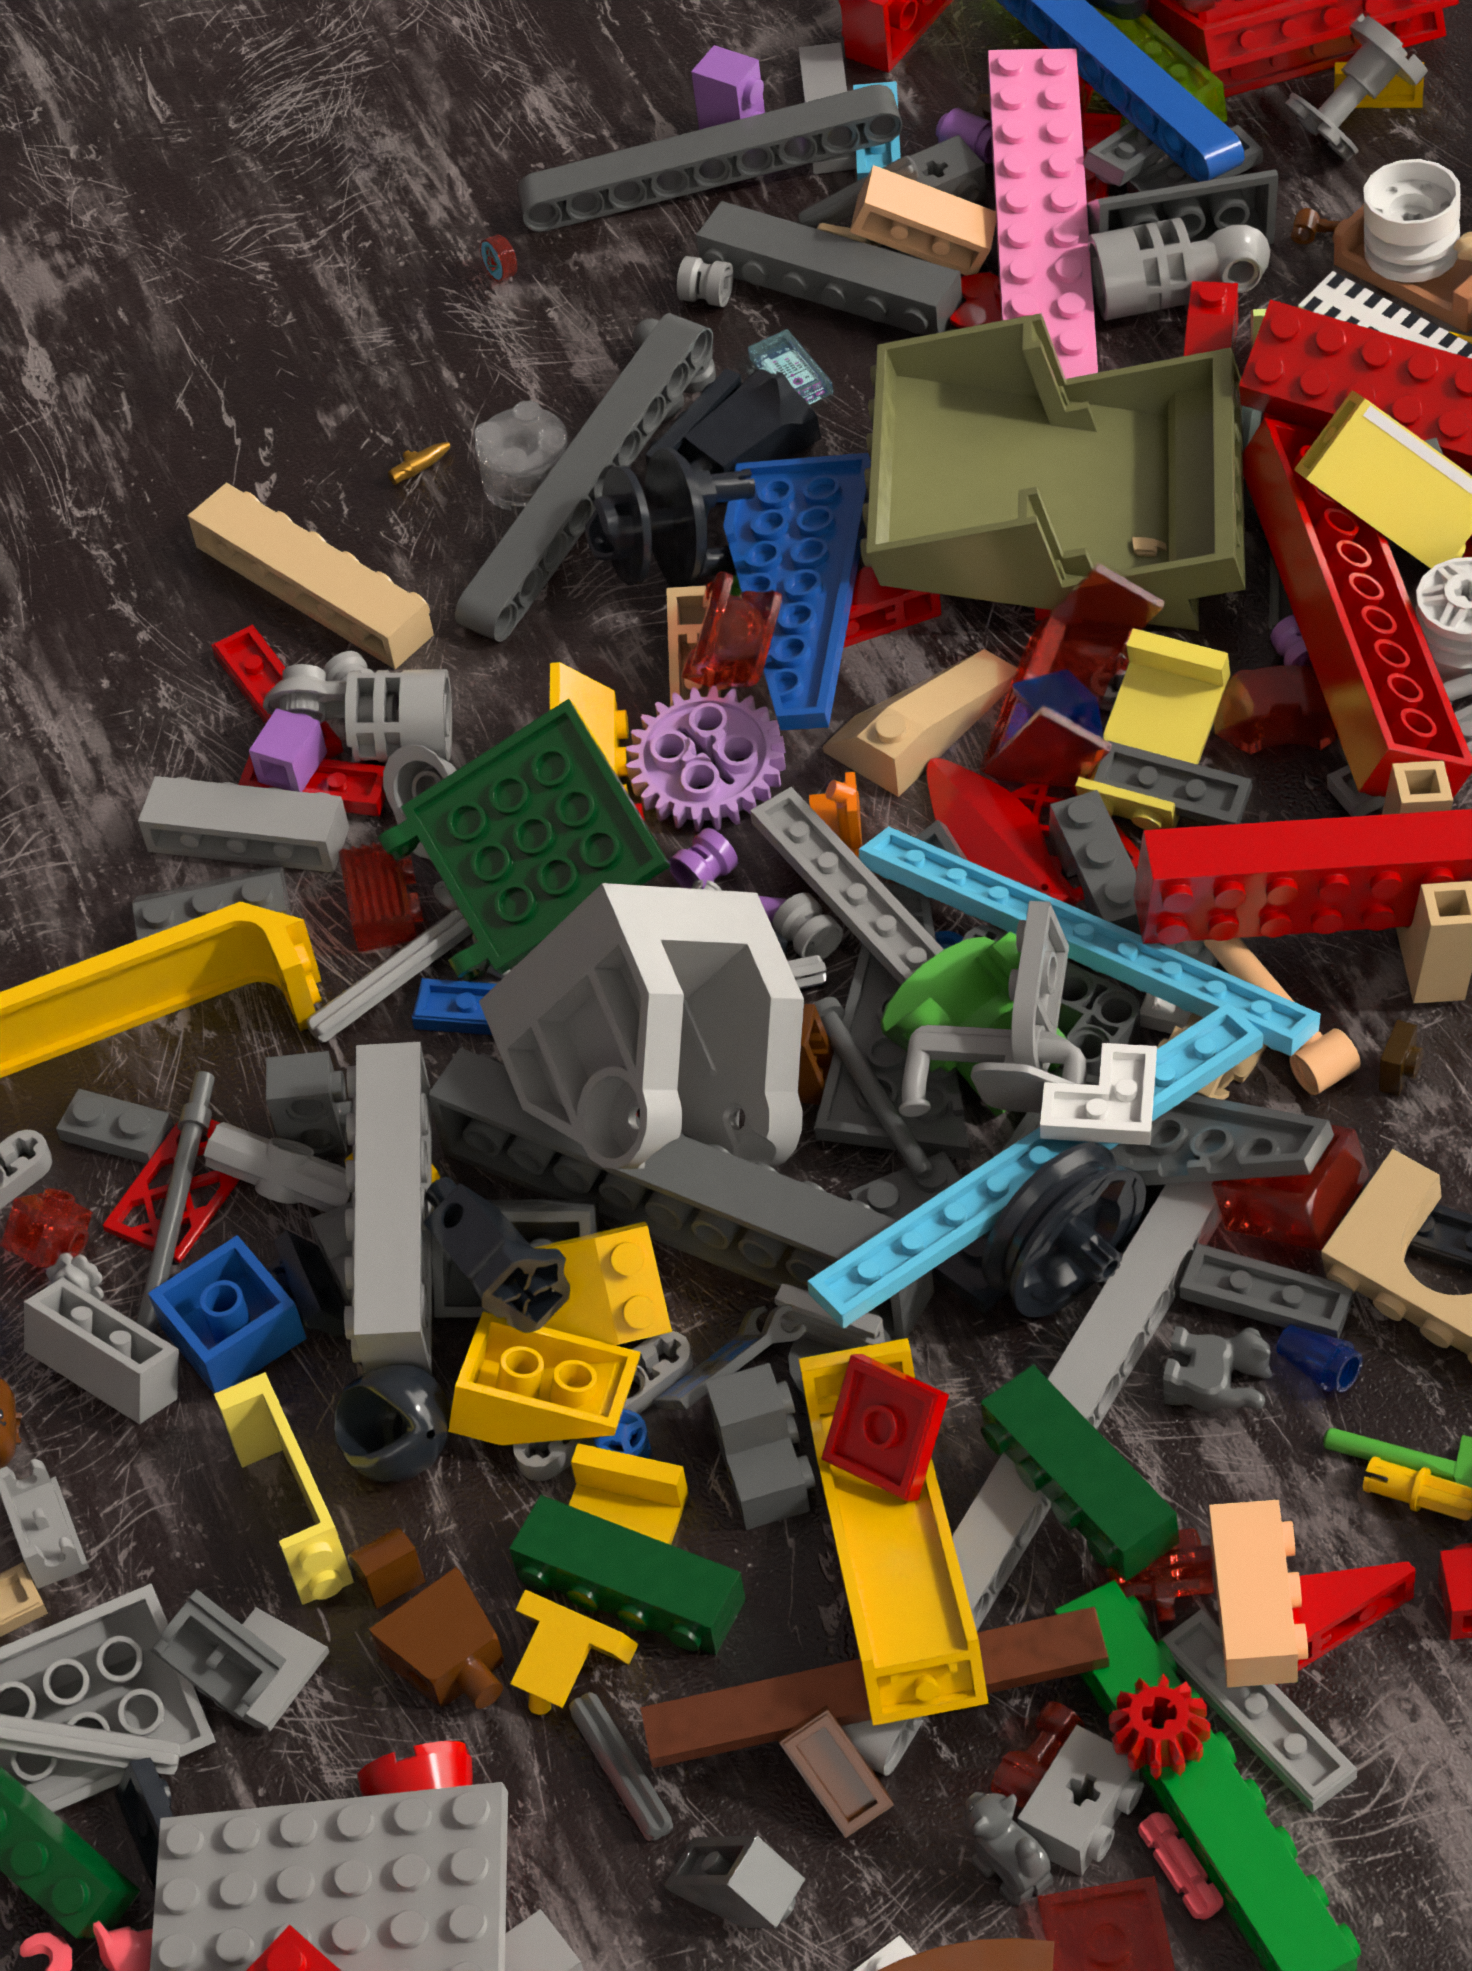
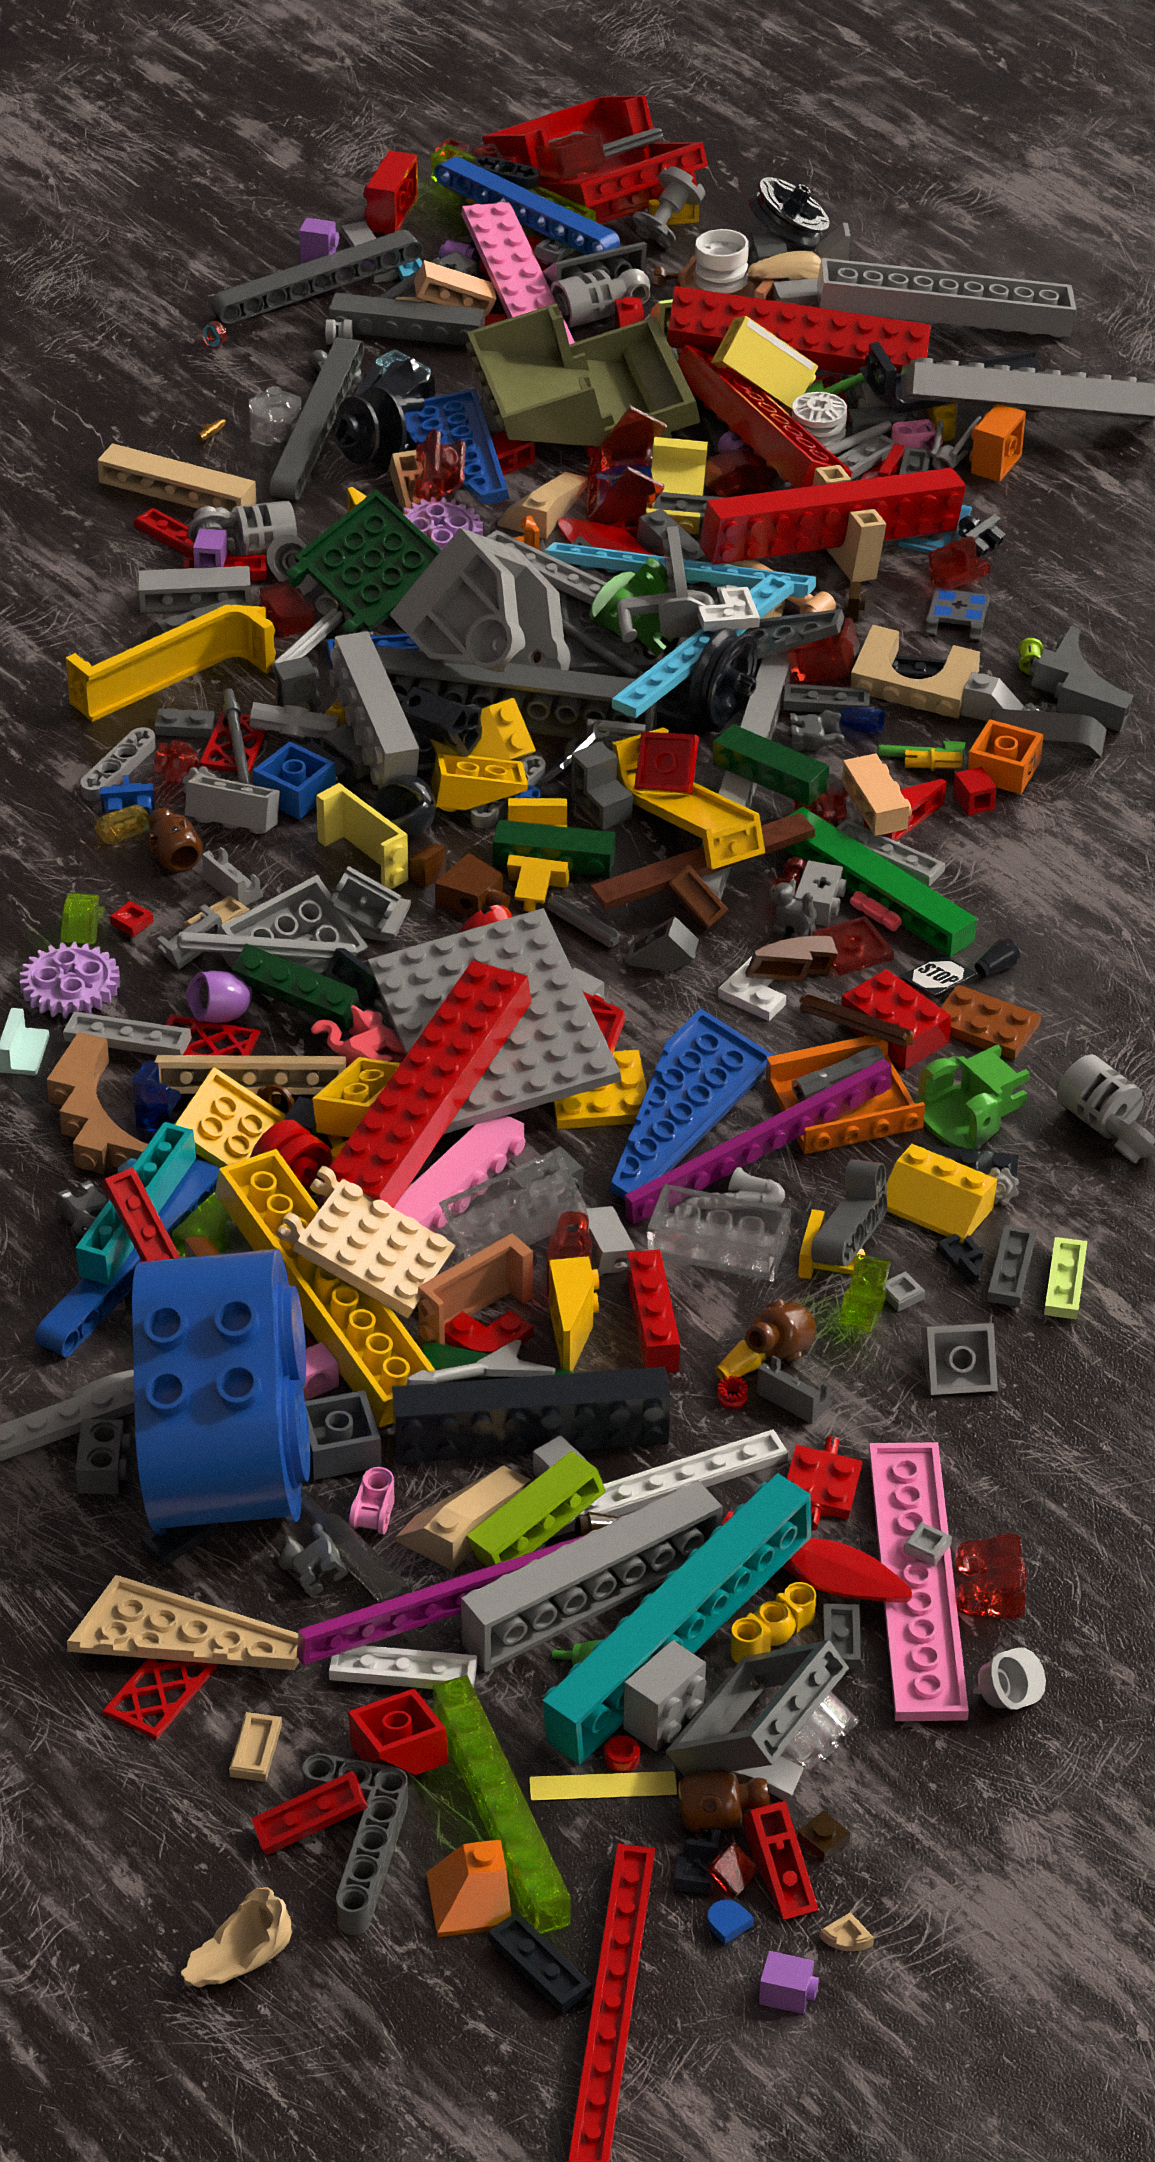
camera: 25 degrees left, 10 degrees down
(1157, 1705) = (851, 847): red gear -> none

